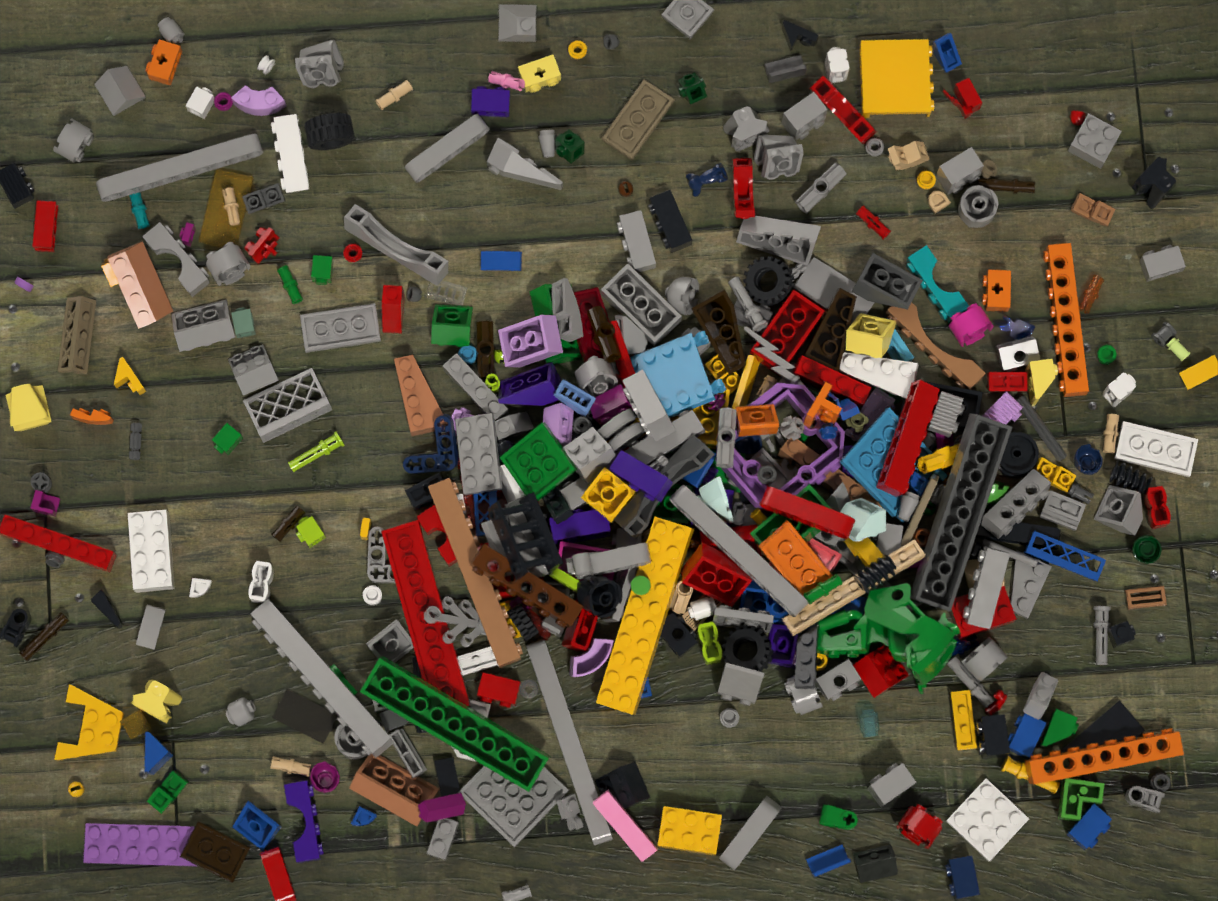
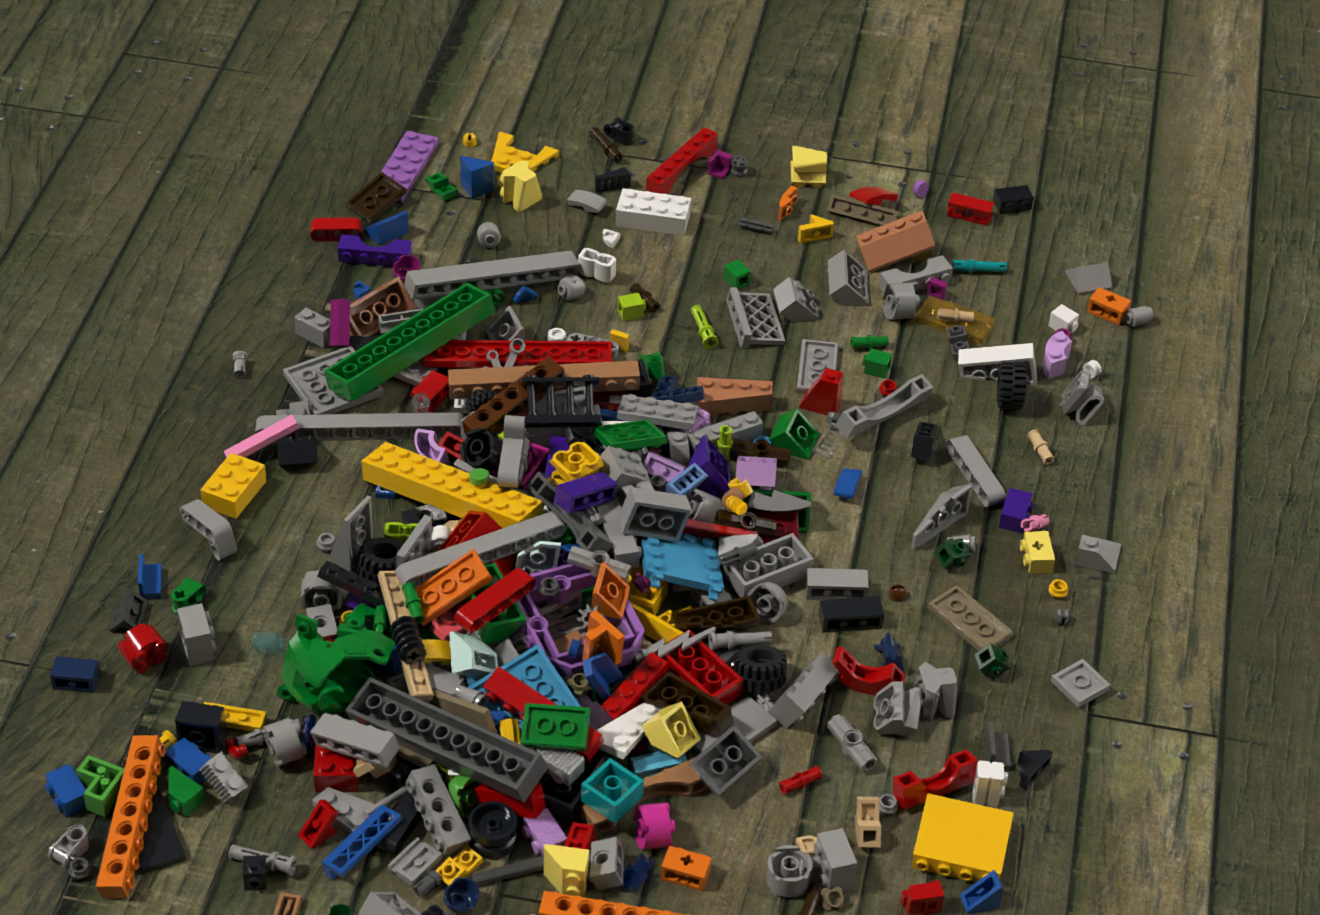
camera: 105 degrees right, 35 degrees down
(57, 328) = (873, 195): none -> red slope
(73, 141) = (1045, 233): light grey brick -> none
(179, 167) = (1002, 289): light grey beam -> none
(243, 322) = (842, 305): sand green brick -> none
(264, 246) = (913, 332): red hips -> none
(290, 766) = (427, 254): tan pin -> none
(300, 600) = (571, 288): none -> light grey head
(324, 645) = (524, 294): none -> blue tile
(390, 486) = (654, 365): none -> green piece
(419, 202) = (924, 441): none -> black slope
(592, 346) = (733, 498): none -> yellow piece
(650, 328) = (738, 554): none -> dark grey axle
(804, 116) = (934, 740): light grey brick -> none
(922, 265) = (735, 808): teal arch -> none
(926, 419) = (555, 727): none -> green tile
(959, 362) = (612, 790): none -> teal brick
(987, 820) = (122, 713): white plate -> none
(1055, 601) = (319, 825): none -> red slope

